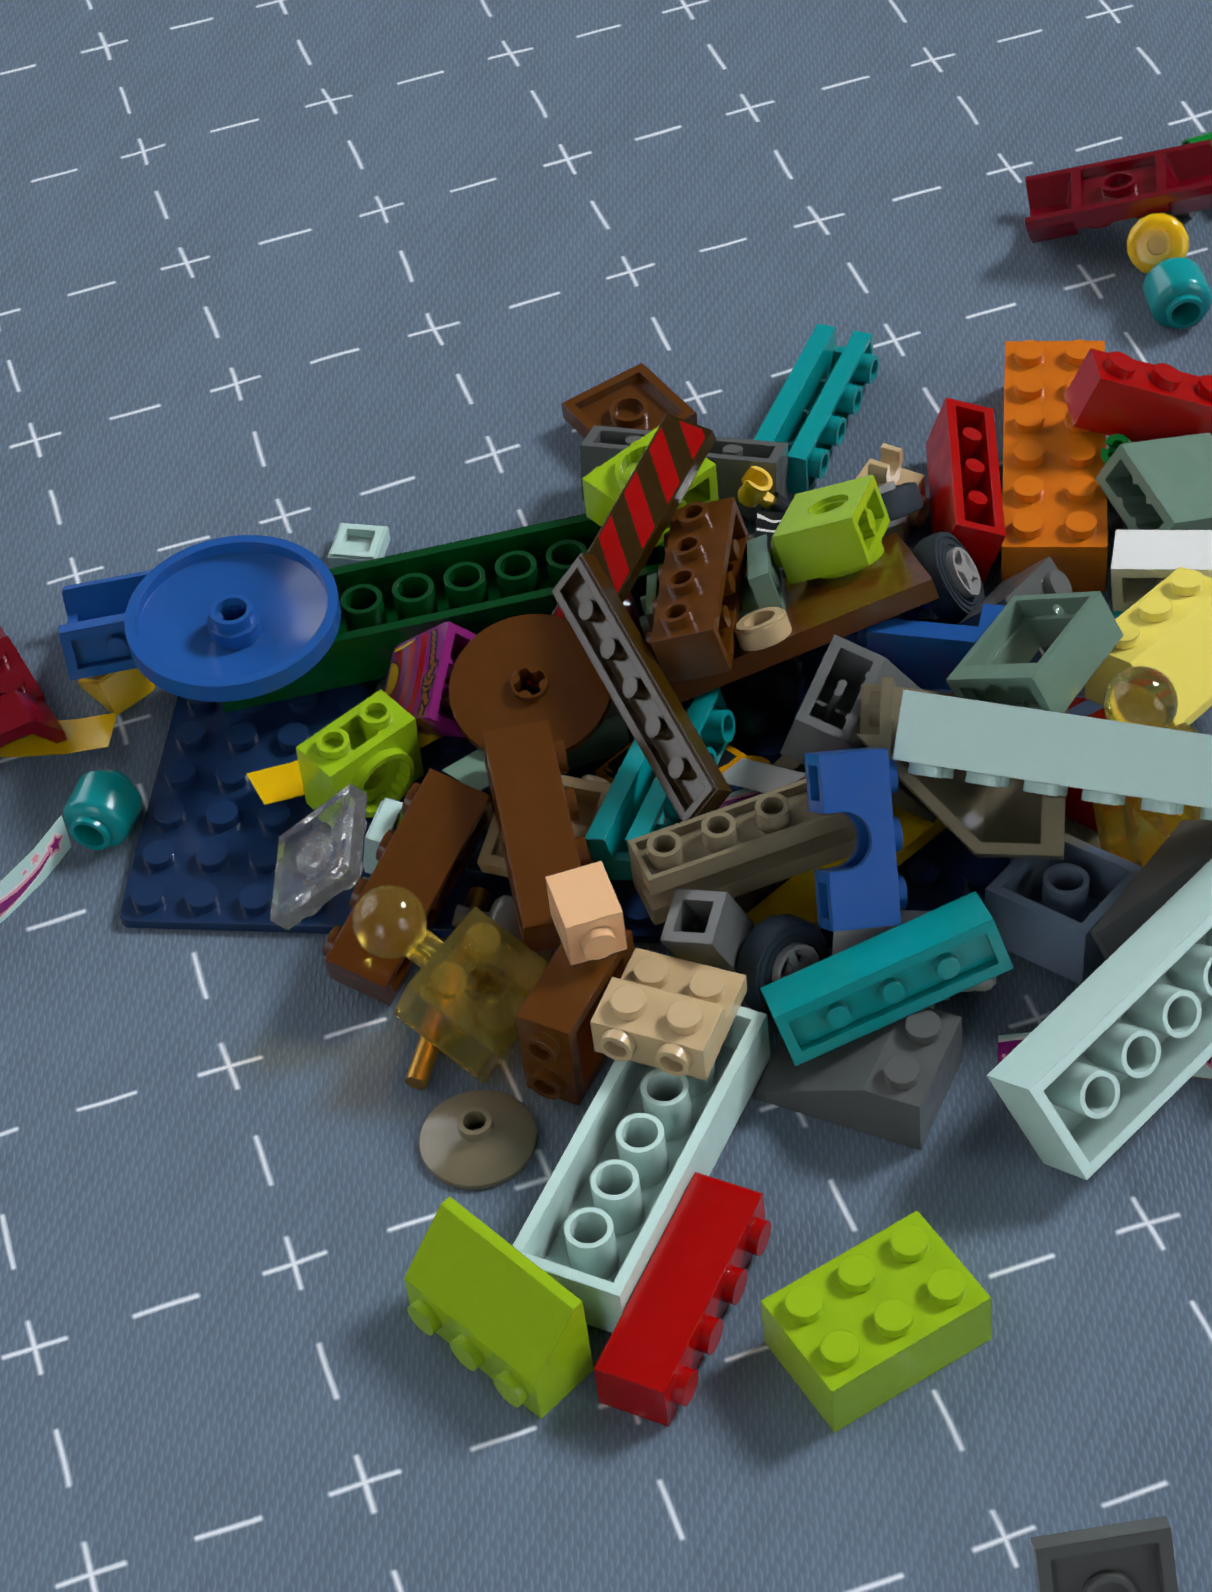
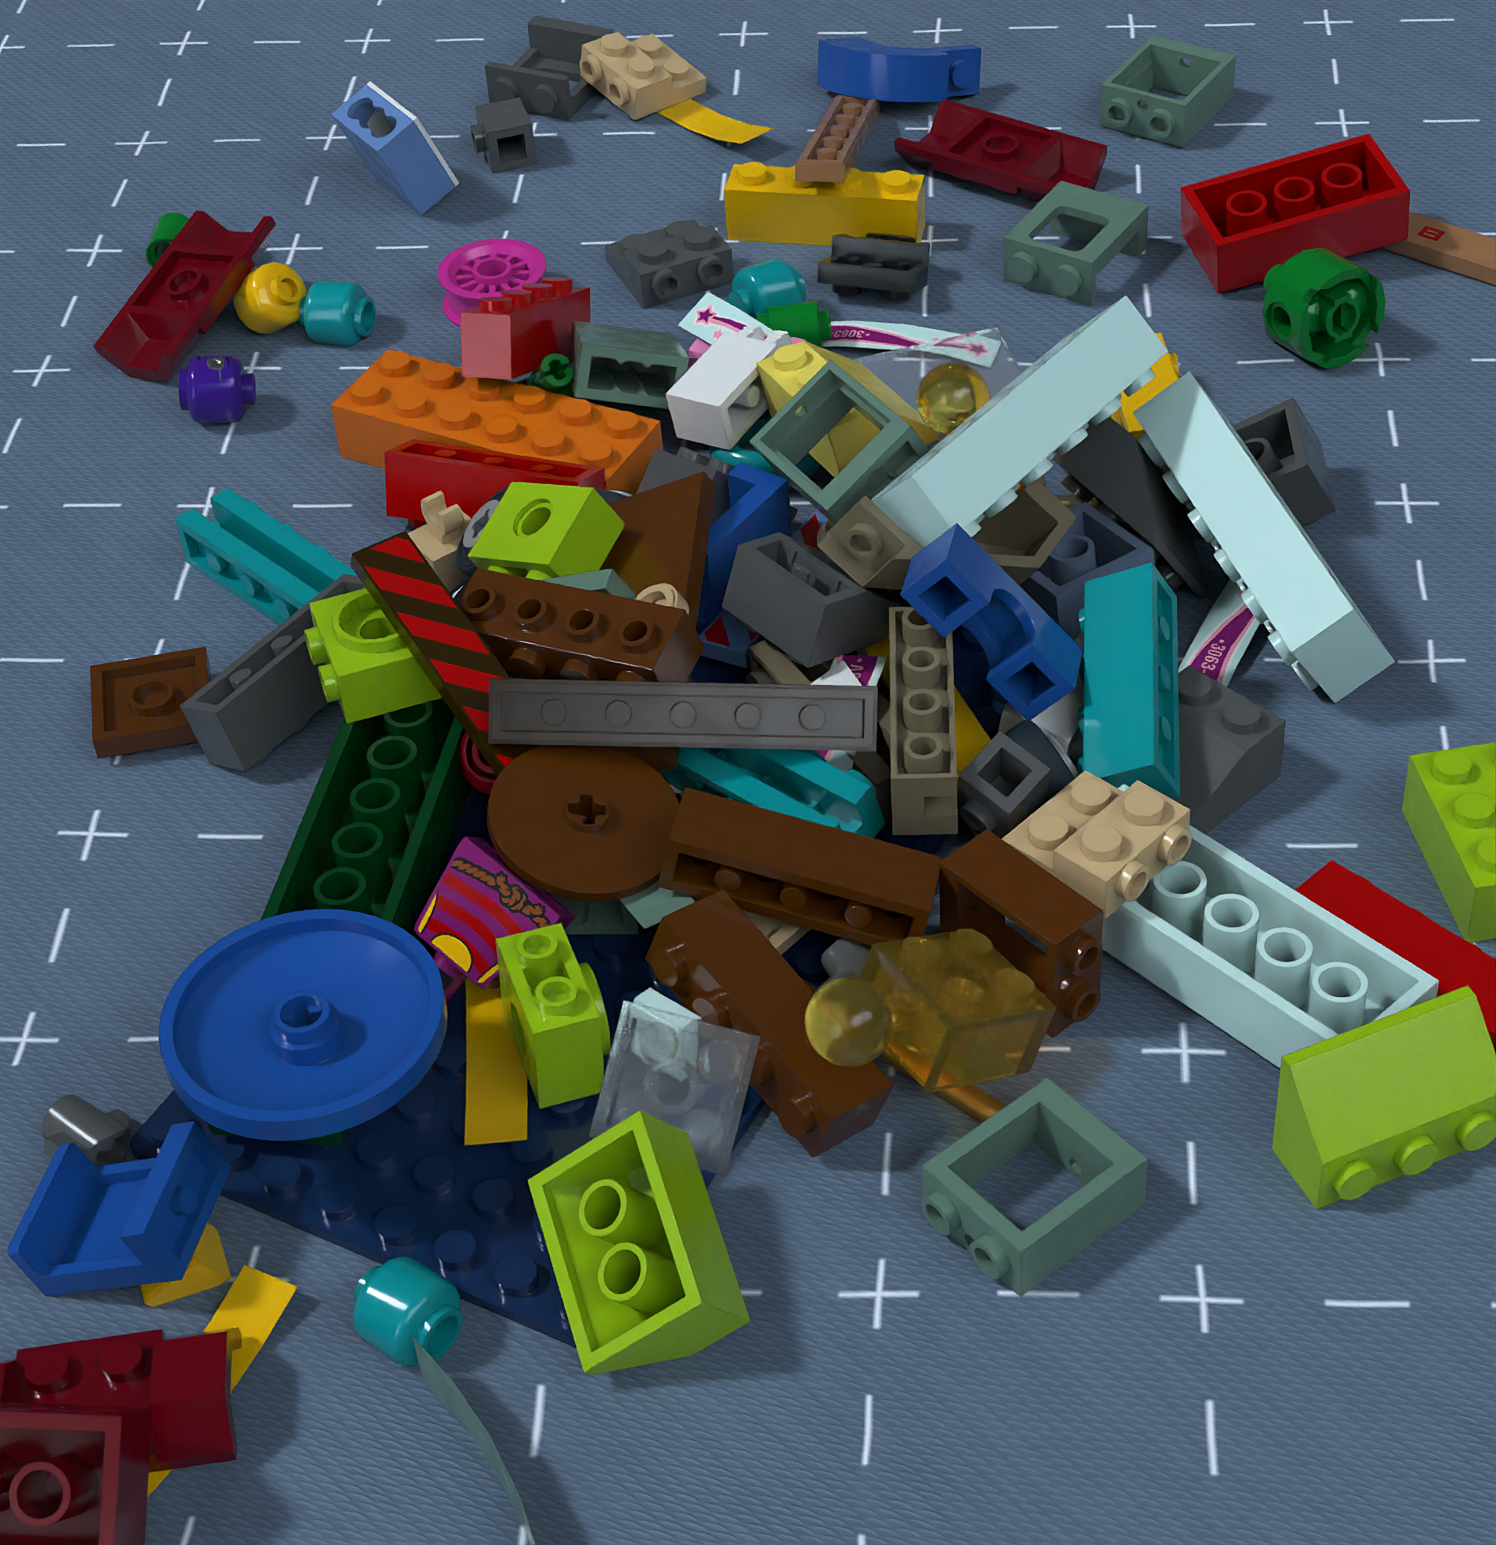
camera: 70 degrees left, 5 degrees down
(184, 903) = (637, 1248): none -> lime slope
(358, 544) = (144, 977): light aqua tile -> none
(382, 1145) = (1072, 1136): none -> sand green window
(480, 1156) = (1118, 1085): dark tan dish -> none
(586, 913) = (972, 836): light nougat brick -> none
(1016, 271) = (216, 389): none -> dark purple head

